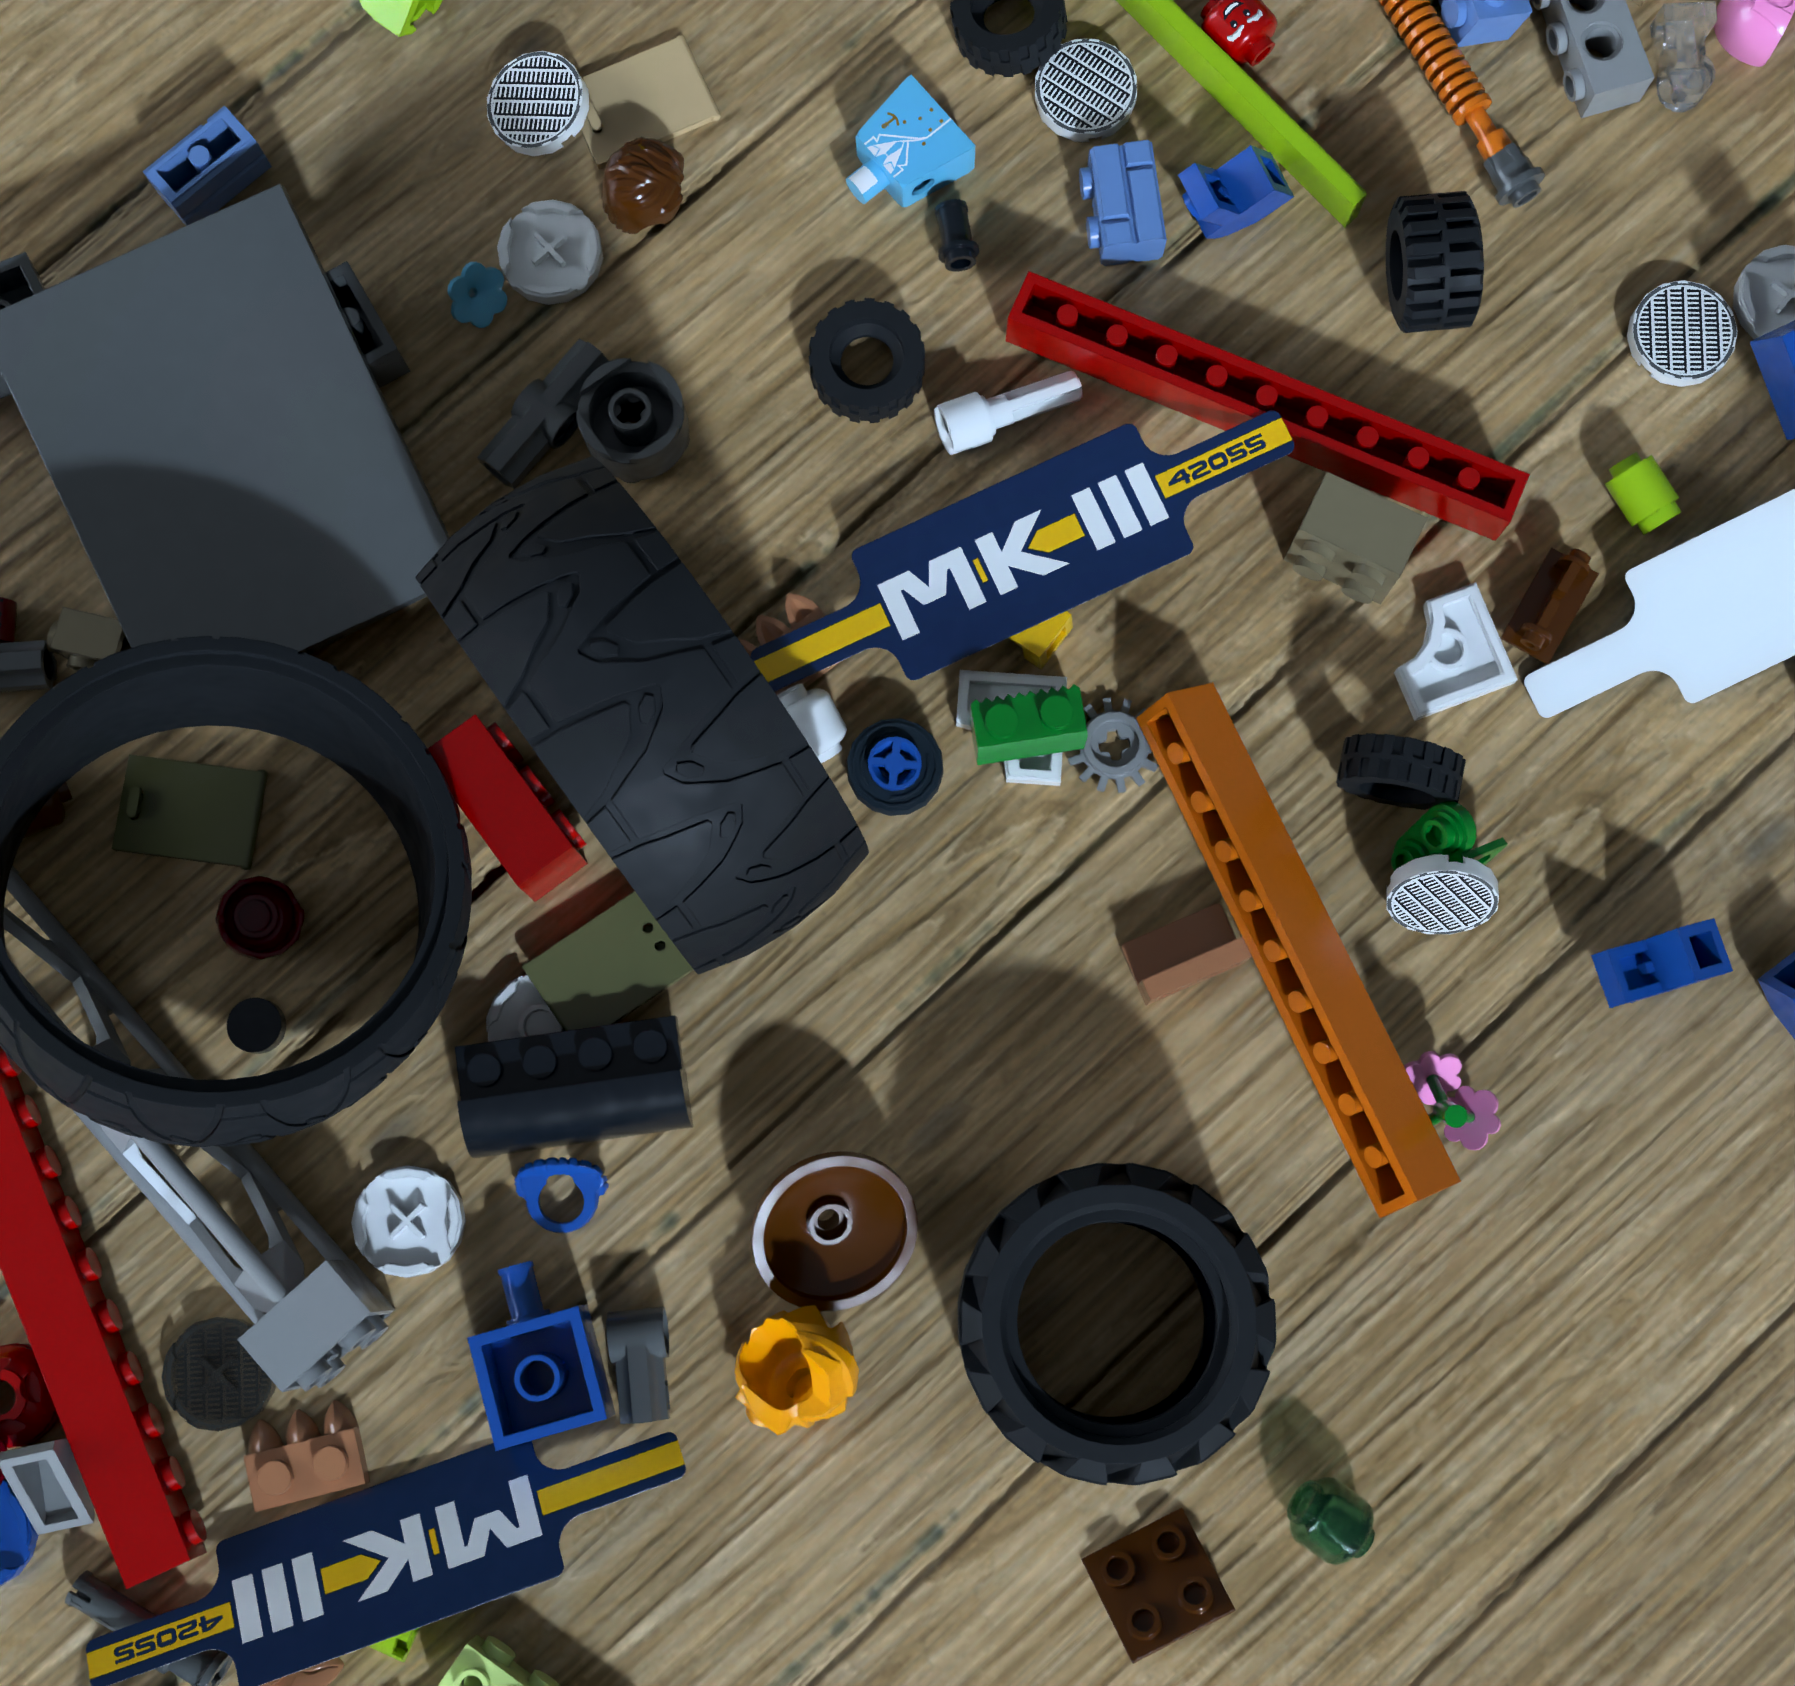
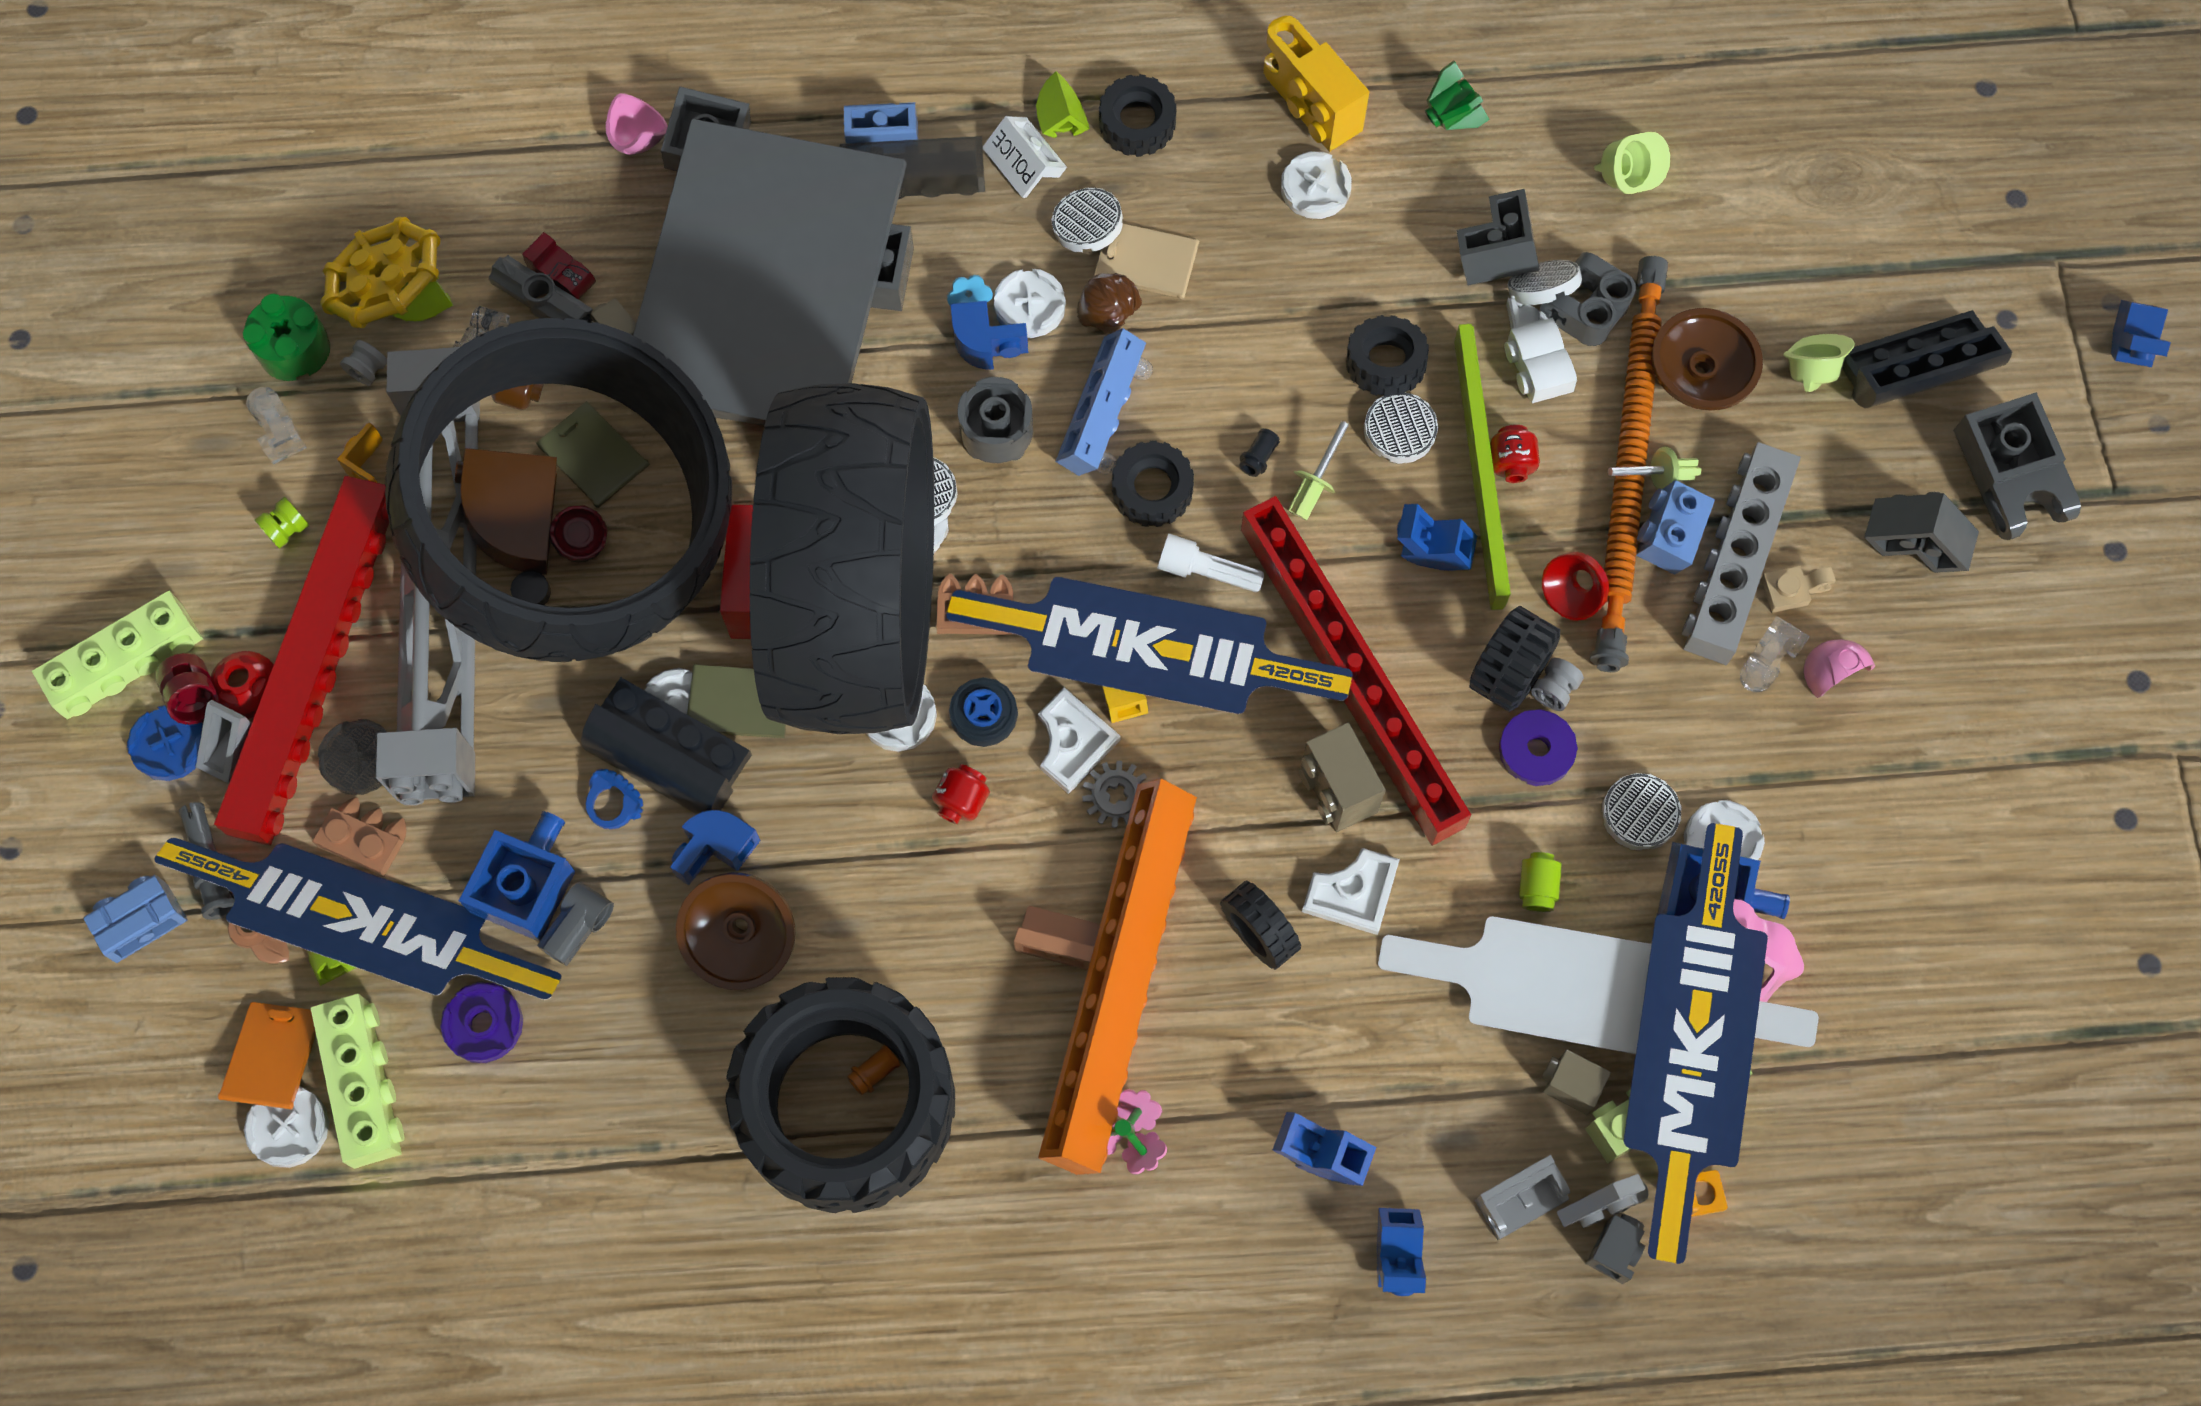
camera: 35 degrees right, 10 degrees down
(148, 948) = (509, 505): none -> reddish brown brick
(311, 159) = (934, 164): none -> clear smoke brick
(396, 80) = (1022, 154): none -> white panel
(408, 1221) = (520, 754): white tile -> none
(531, 340) = (979, 342): none -> blue brick
(541, 416) = (951, 380): dark grey piece -> none
(621, 1590) = (498, 1038): none -> dark purple tile
(717, 1136) = (717, 835): none -> blue brick
(734, 308) = (1101, 402): none -> medium blue piece
(795, 1370) = (652, 989): light orange hair -> none
(816, 719) = (951, 651): white head -> none
(909, 148) = (1271, 387): medium azure torso -> none
(950, 879) = (960, 794): none -> red head
(1028, 725) = (1071, 740): green brick -> none
(1048, 228) = (1313, 484): none -> yellowish green piece
(1107, 1260) = (873, 1070): none -> orange pin
(1124, 203) = (1369, 502): medium blue brick -> none
(1158, 1585) = (749, 1271): reddish brown hinge -> none
(1331, 1520) = (874, 1313): clear green head -> none
(1430, 149) = (1565, 593): none -> red piece
(1442, 895) = (1228, 1012): white tile -> none
(1444, 831) = (1246, 984): green bracket -> none
(1499, 267) = (1557, 684): none -> light grey wheel
(1527, 316) = (1540, 726): none -> dark purple tile
(1550, 604) = (1434, 905): reddish brown hinge -> none

